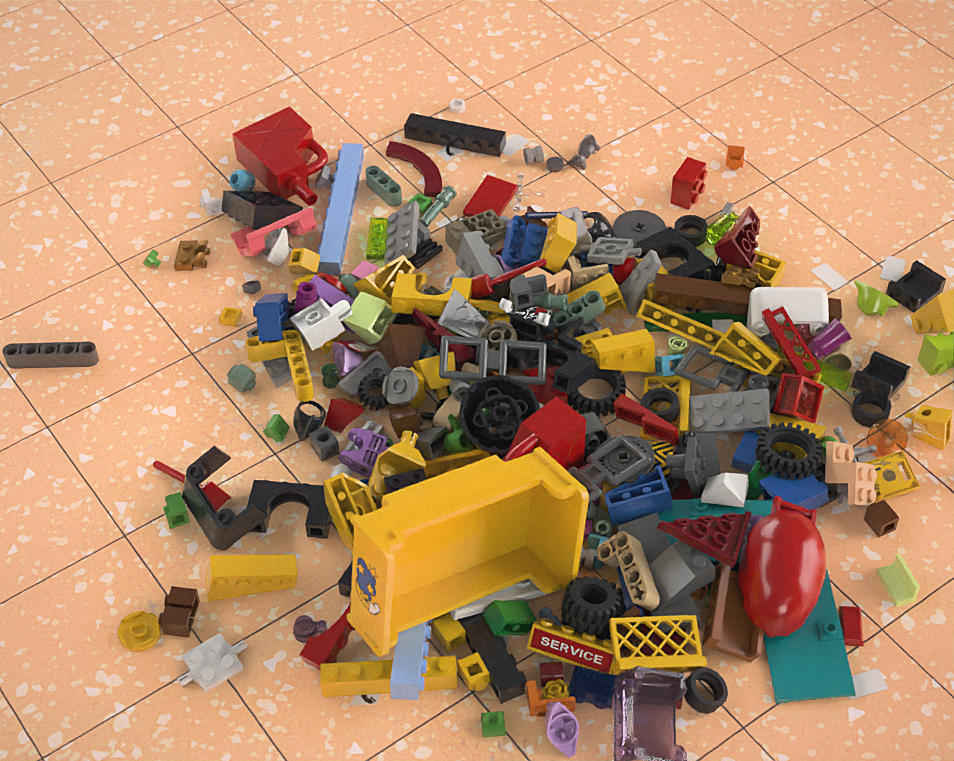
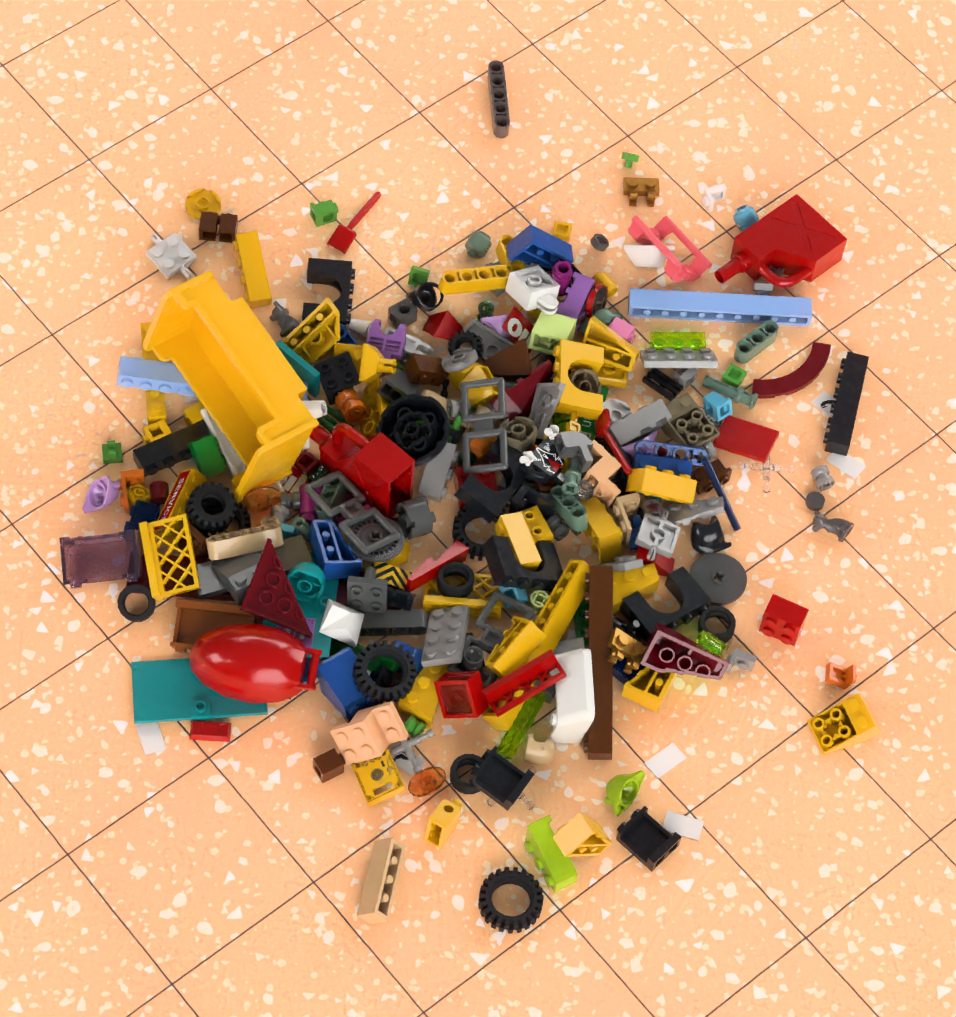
camera: 80 degrees right, 10 degrees up
(220, 527) = (320, 228): black windscreen -> none
(257, 207) = (700, 233): black slope -> none
(303, 261) = (625, 274): yellow slope -> none
(328, 543) = (283, 319): none -> dark grey animal
(454, 212) = (717, 406): none -> medium azure brick
(457, 106) = (902, 407): white tile -> none
(654, 354) = (509, 573): none -> black arch
(681, 507) = (306, 580): none -> teal cylinder
(782, 159) = (844, 725): none -> yellow slope
(829, 339) = (543, 729): magenta plant -> none
(899, 582) = (255, 773): yellowish green panel -> none

